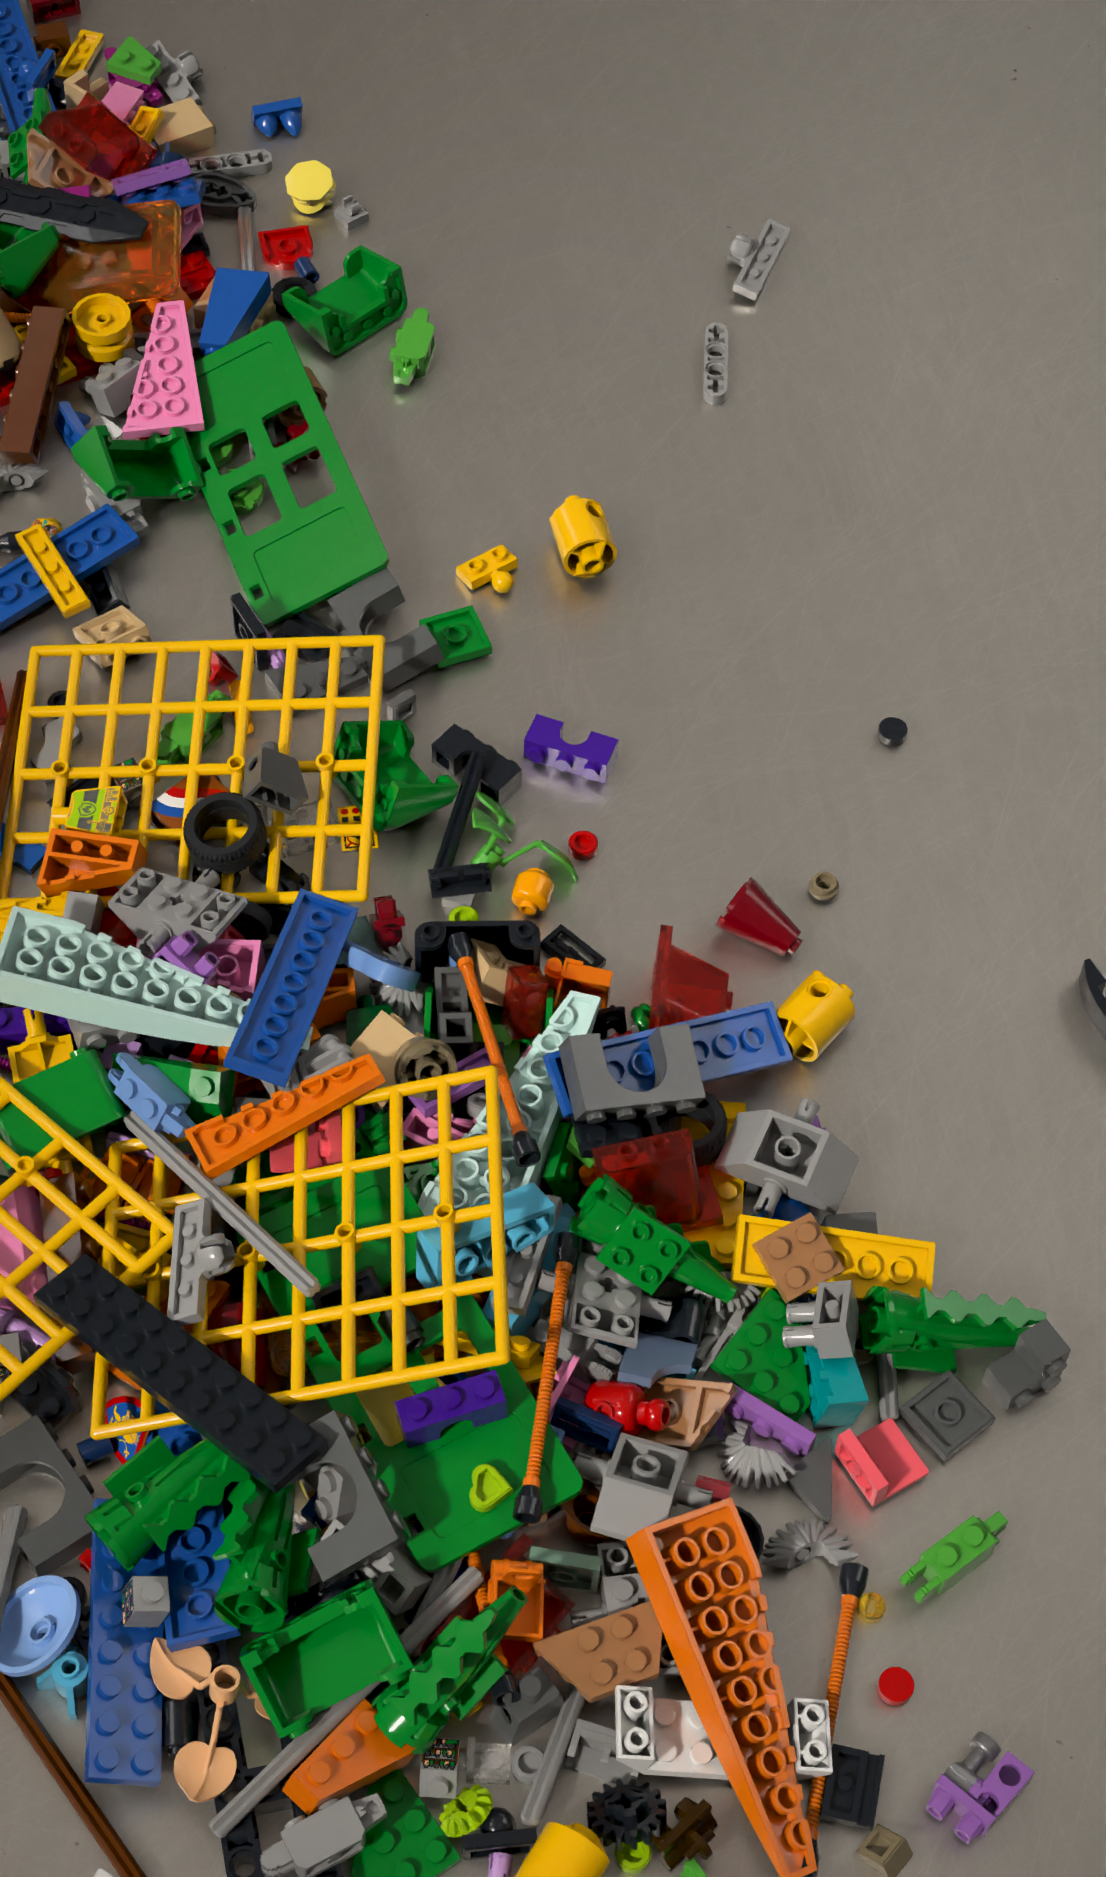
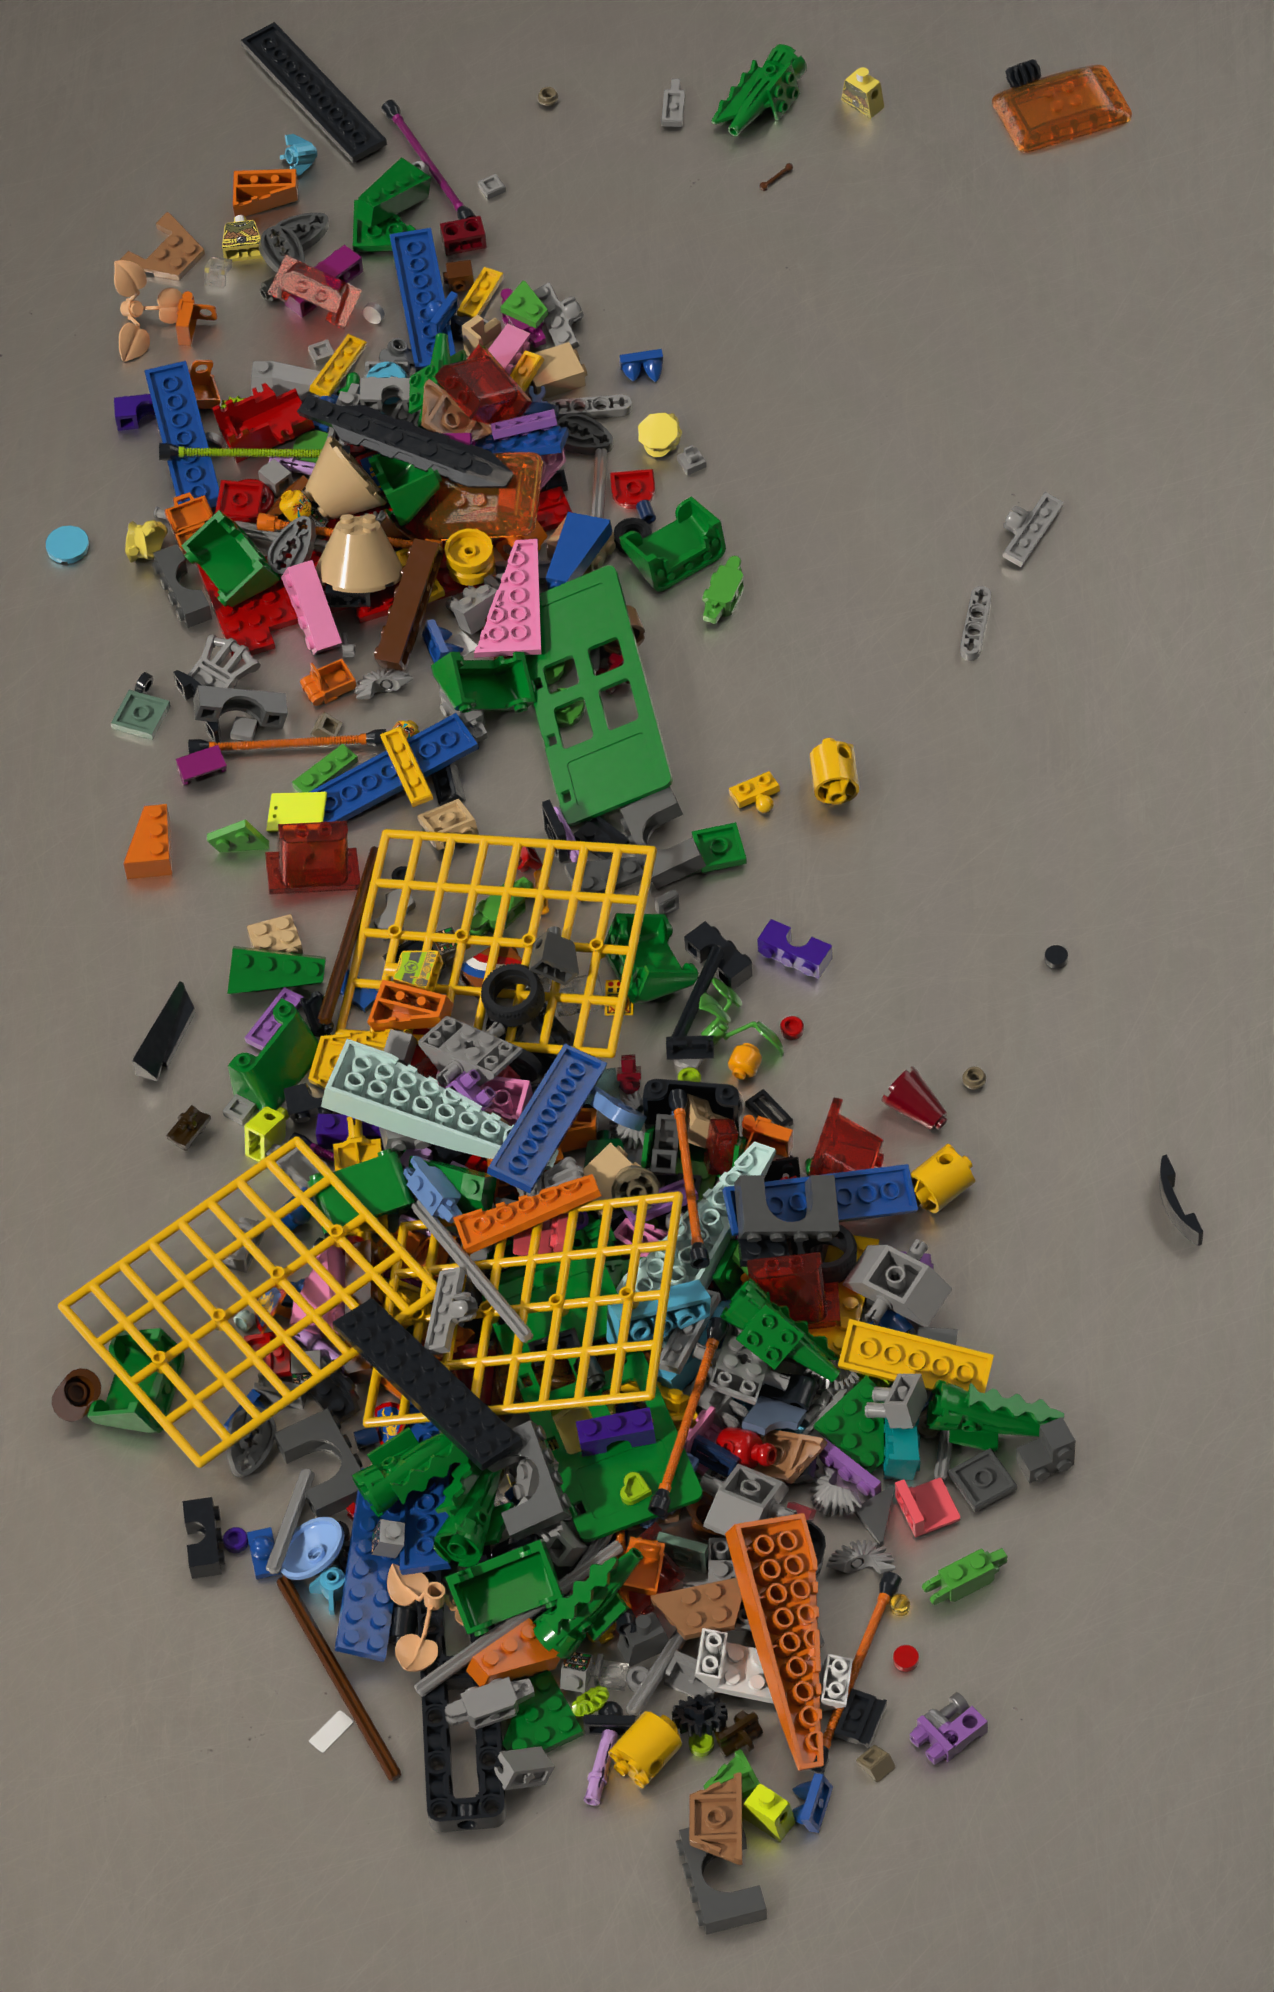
camera: 15 degrees right, 0 degrees up
(798, 1257) = (887, 1354): medium nougat plate -> none

